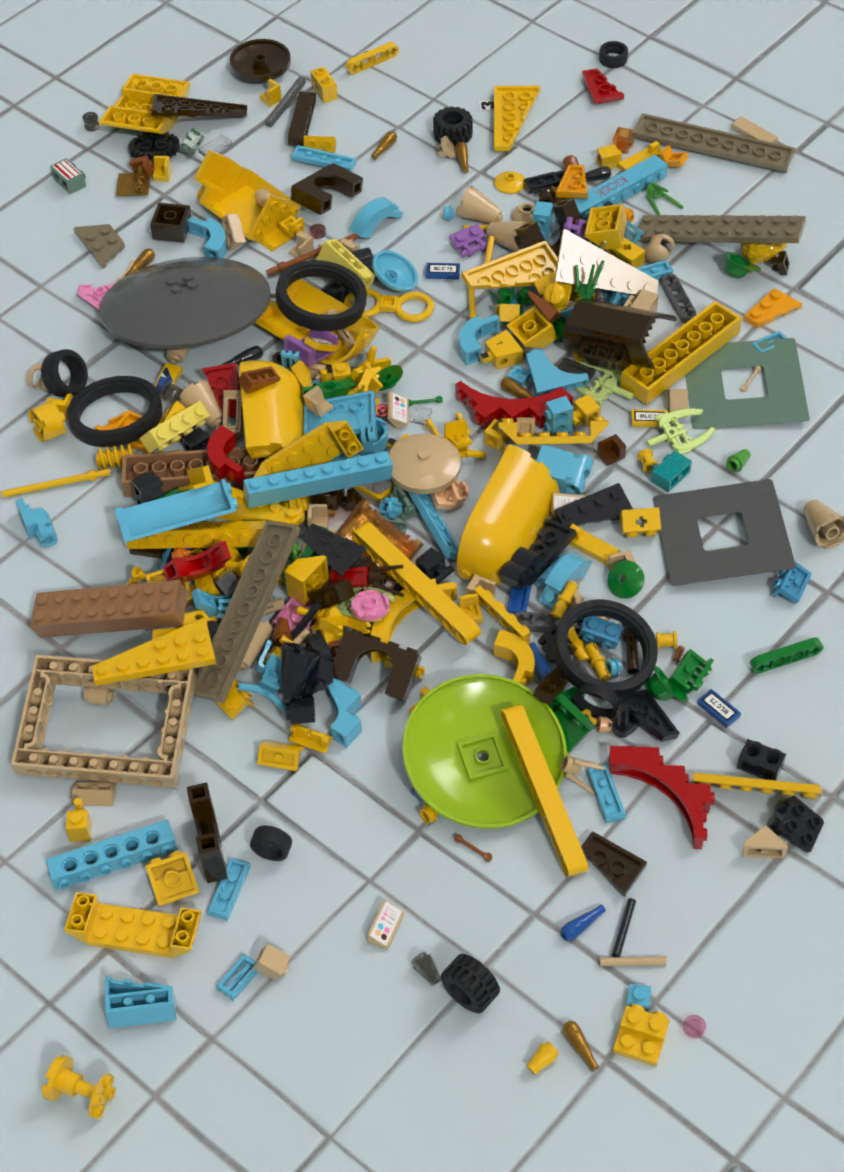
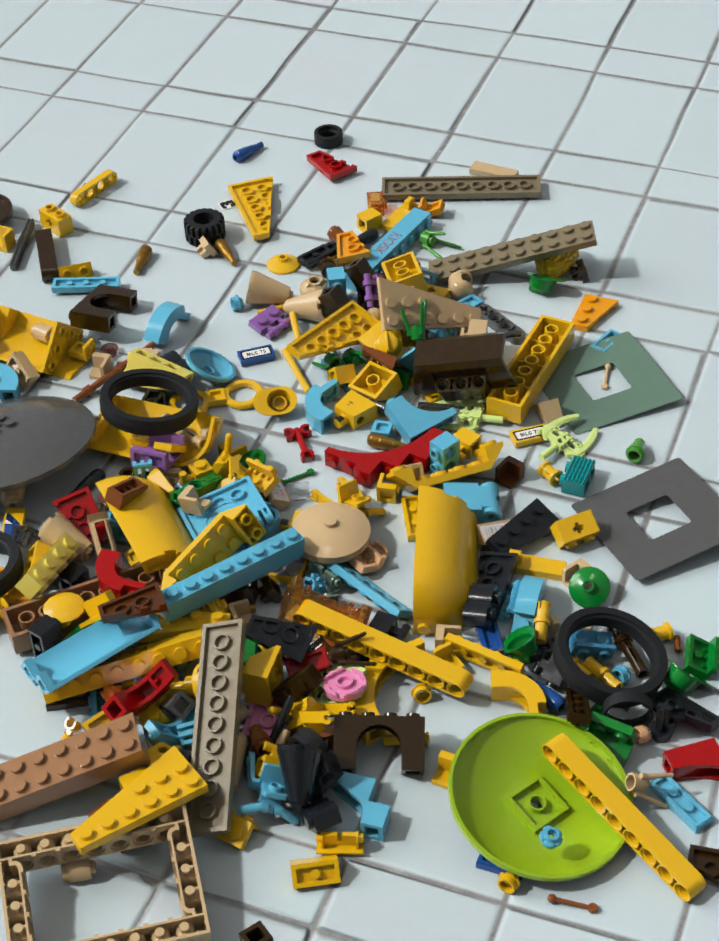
camera: 20 degrees left, 10 degrees down
(172, 469) = (64, 607): none -> yellow dish
(220, 486) = (134, 604): none -> reddish brown wing
(386, 396) = (262, 476): none -> yellow bracket
(435, 322) = (275, 401): none -> yellow piece
(436, 631) = (423, 697): none -> yellow plate
(444, 359) = (299, 434): none -> red bar
(474, 793) = (547, 841): none -> medium azure plate
(527, 53) = (245, 152): none -> blue piece
(536, 614) = (521, 644): none -> green piece

